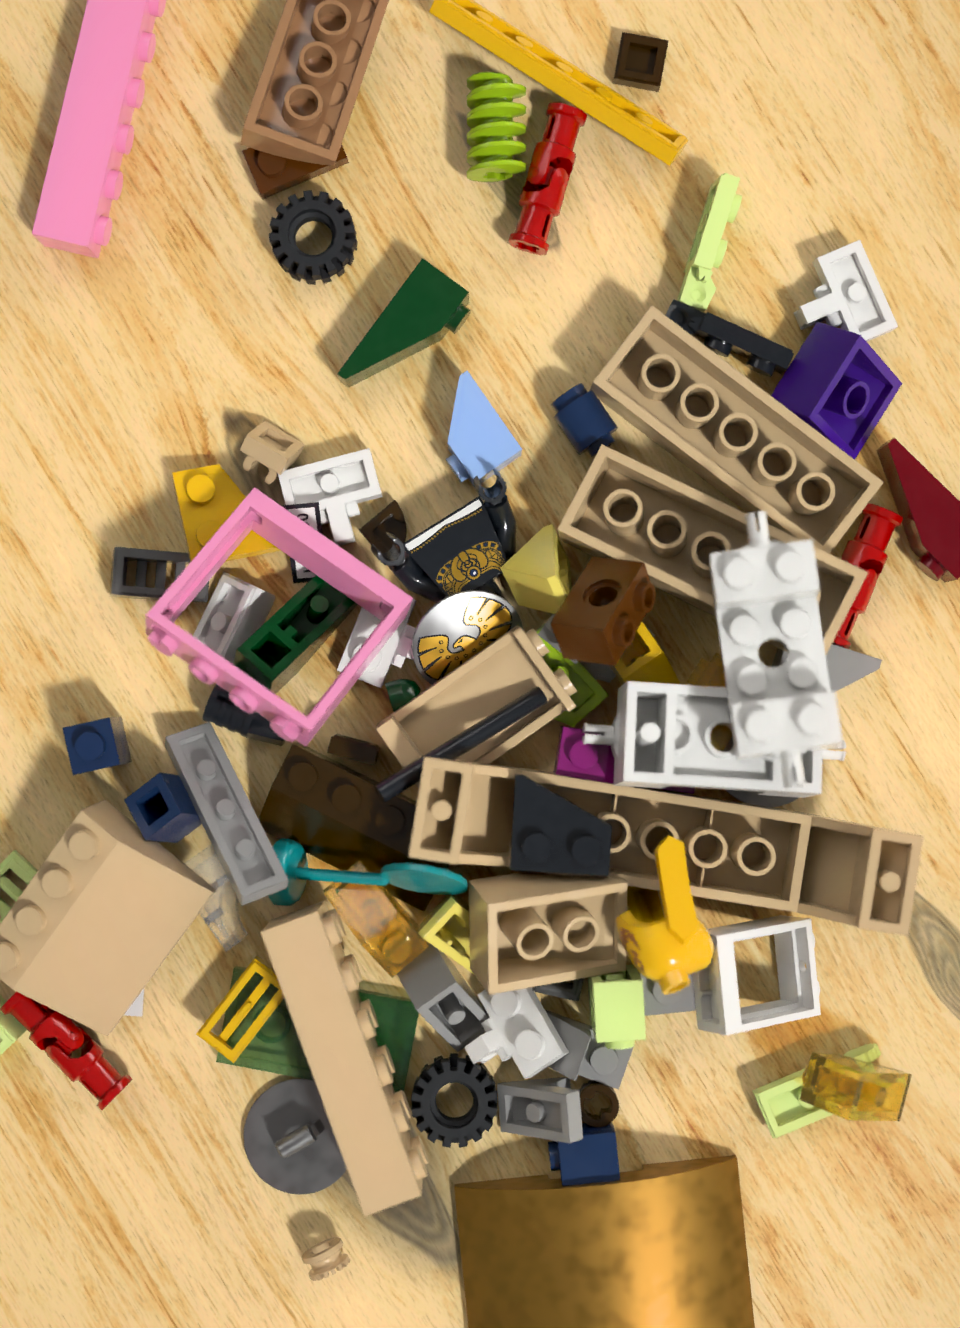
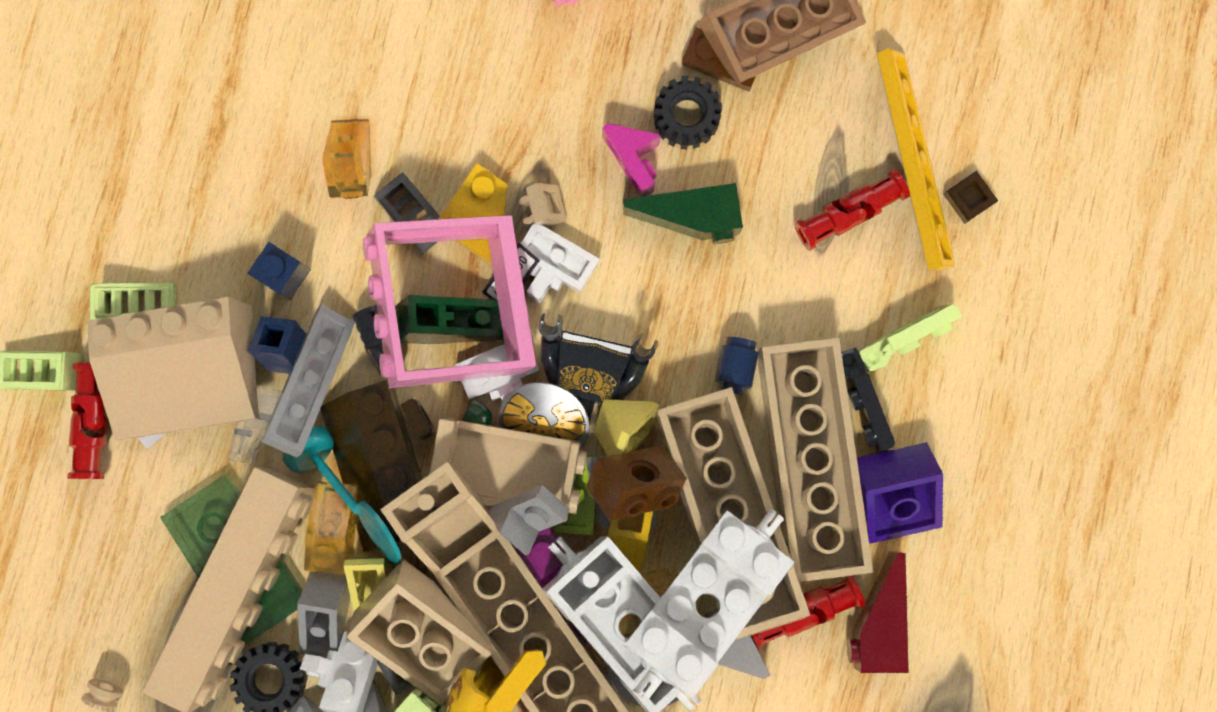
camera: 45 degrees right, 5 degrees down
(53, 584) = (348, 158): none -> clear yellow slope
(219, 1042) = (172, 508): yellow tile -> none
(232, 615) = (426, 276): white slope -> none
(292, 324) = (628, 147): none -> dark pink slope
(293, 1139) = (152, 605): flat silver shield -> none
(388, 520) = (570, 310): dark brown tile -> none
(463, 742) = (471, 474): black bar -> none
(478, 435) = (667, 312): light blue slope -> none
(494, 127) = (849, 151): lime piece -> none
(537, 734) = (526, 515): none -> light grey slope
(556, 833) = (479, 583): black wing -> none
(848, 295) = (960, 445): white hinge -> none

